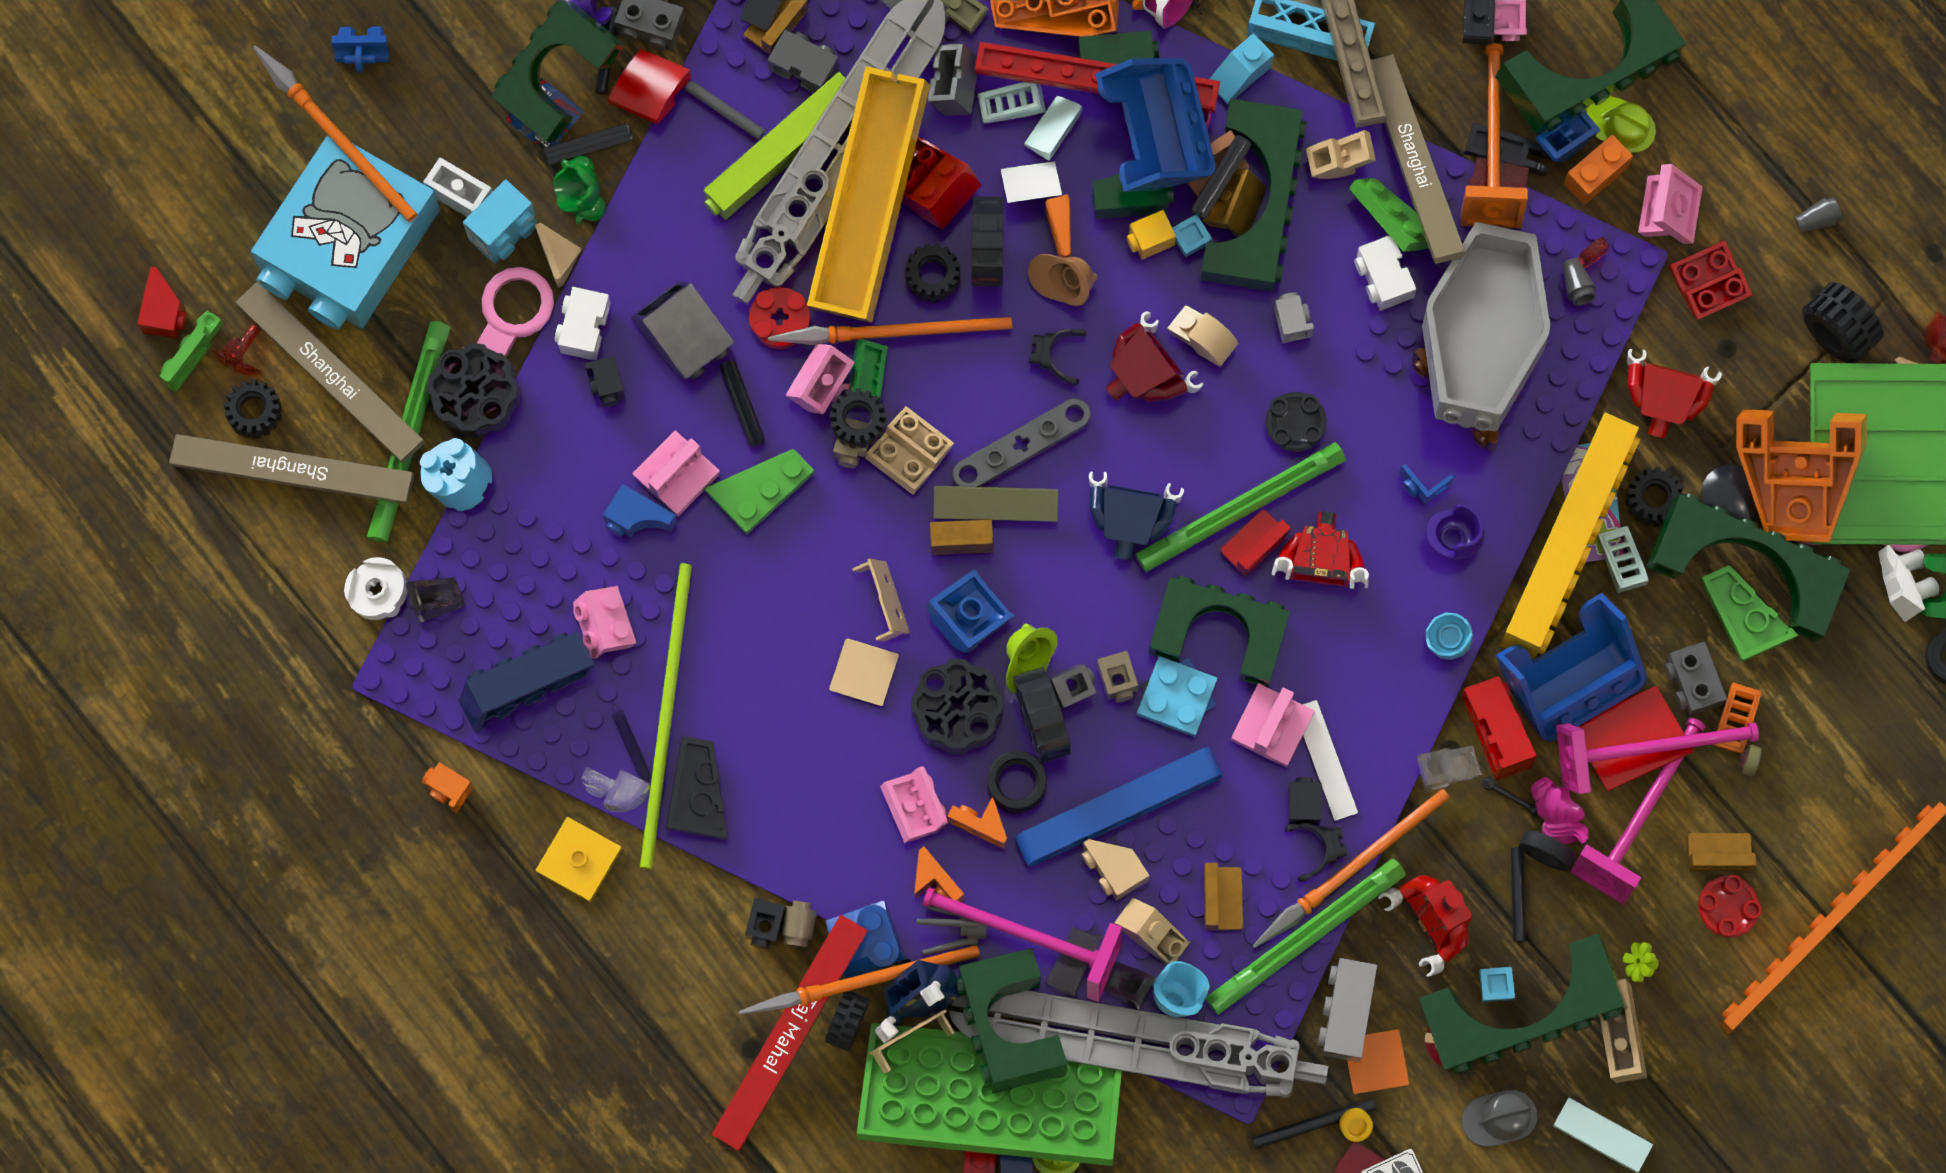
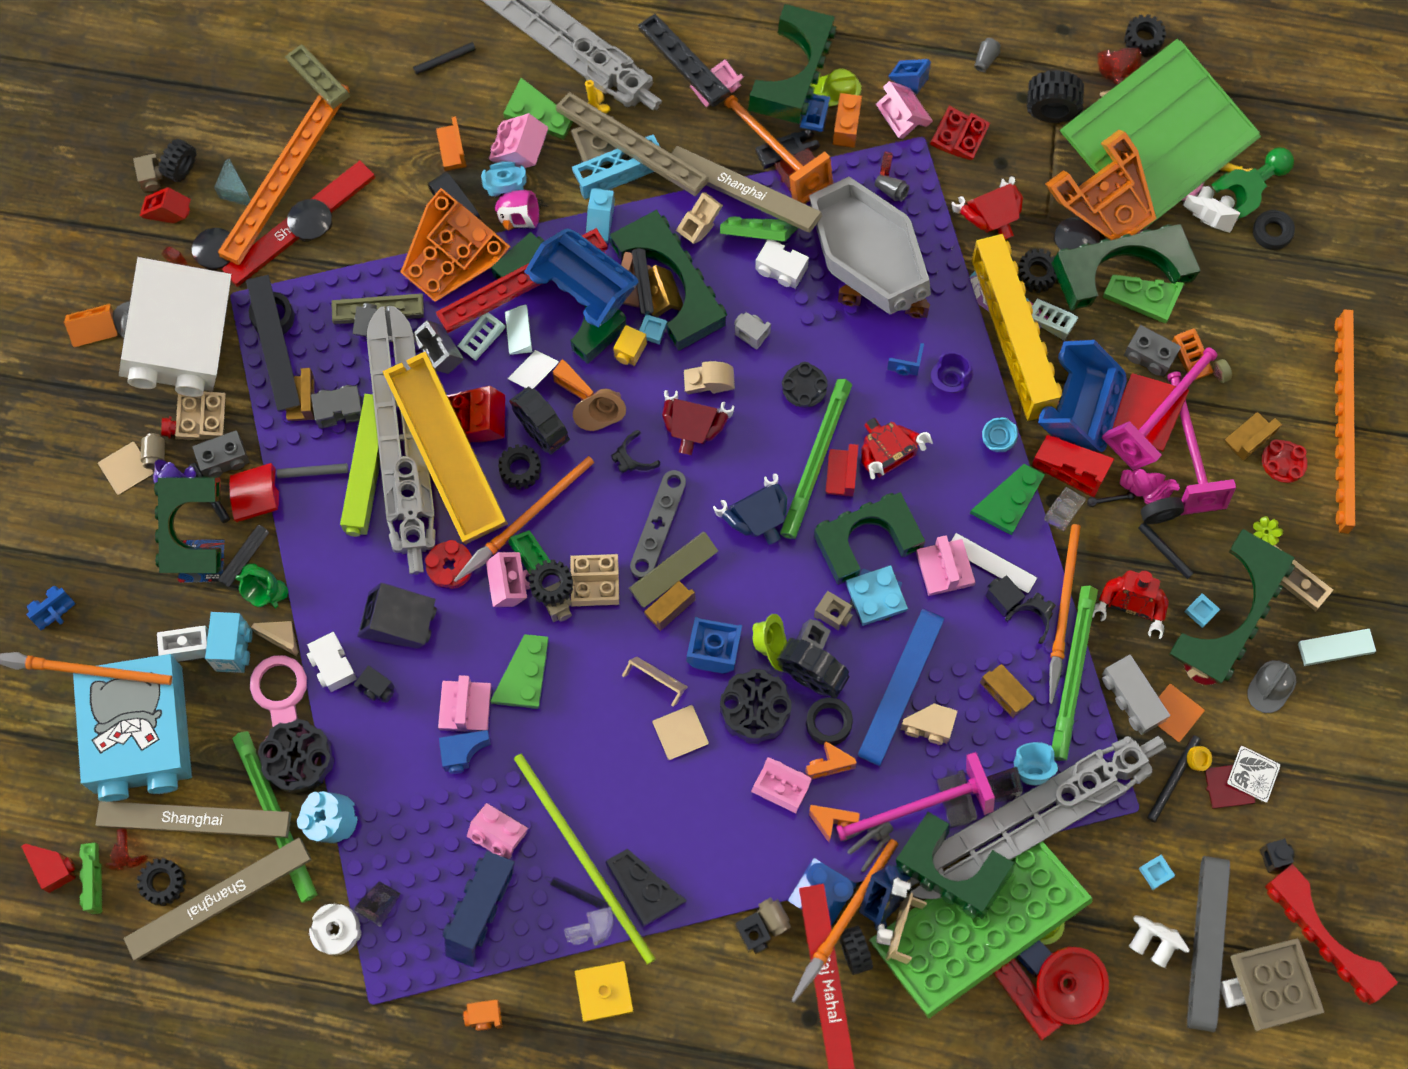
camera: 40 degrees left, 5 degrees down
(742, 403) = (470, 632): black axle -> none
(1152, 931) = (986, 743): tan slope -> none
(1402, 711) = (1009, 500): none -> green wing
(1715, 172) = (911, 73): none -> blue slope

